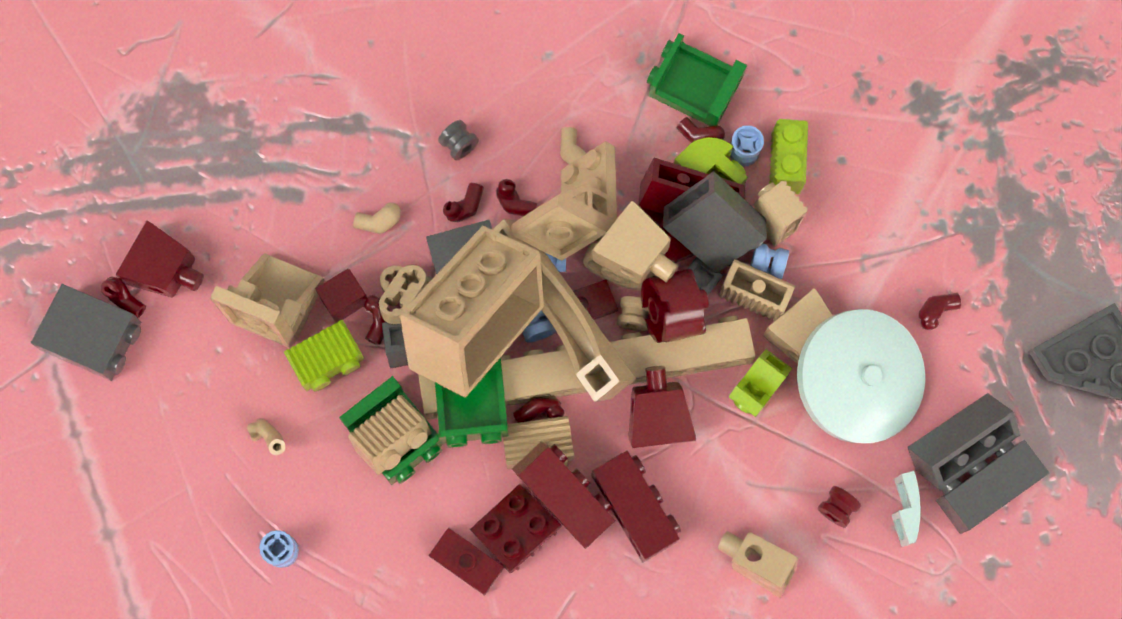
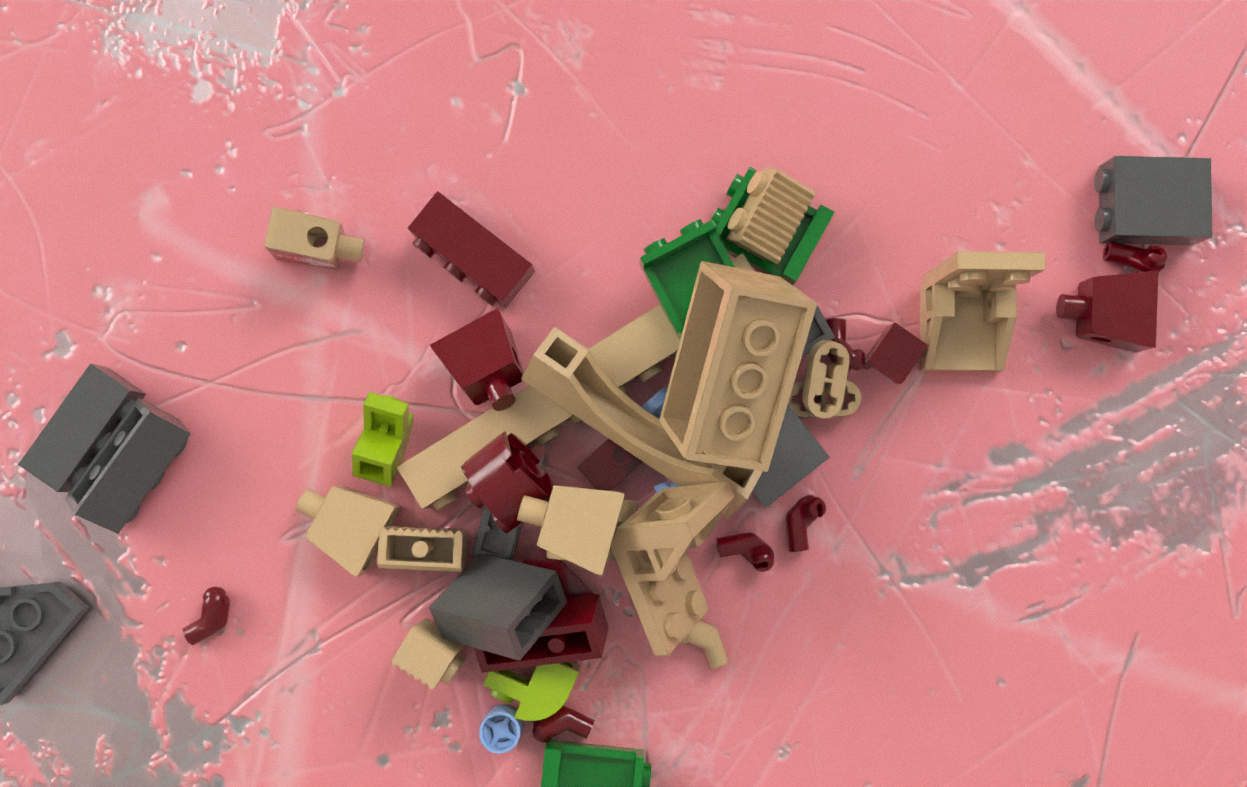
camera: 160 degrees right, 10 degrees up
(272, 437) = (897, 171): tan arm -> none
(284, 551) = (830, 63): light blue wheel -> none
(324, 356) = (881, 279): lime brick -> none
(381, 221) = (889, 462): tan arm -> none
(458, 140) = (844, 596): dark grey wheel -> none
(466, 561) = (630, 124): dark red plate -> none
(515, 528) = (591, 177): dark red hinge -> none
(529, 434) = (604, 276): tan brick -> none
(539, 406) = (624, 315): dark red arm -> none
(565, 493) = (553, 225): dark red brick -> none
(633, 314) = (557, 465): tan wheel -> none
(762, 256) = (420, 592): light blue wheel -> none
(789, 153) = (444, 735): lime brick -> none
(839, 506) = (247, 338): dark red wheel -> none
(861, 376) = (269, 495): light aqua dish -> none
(907, 520) = (166, 358): light aqua slope -> none

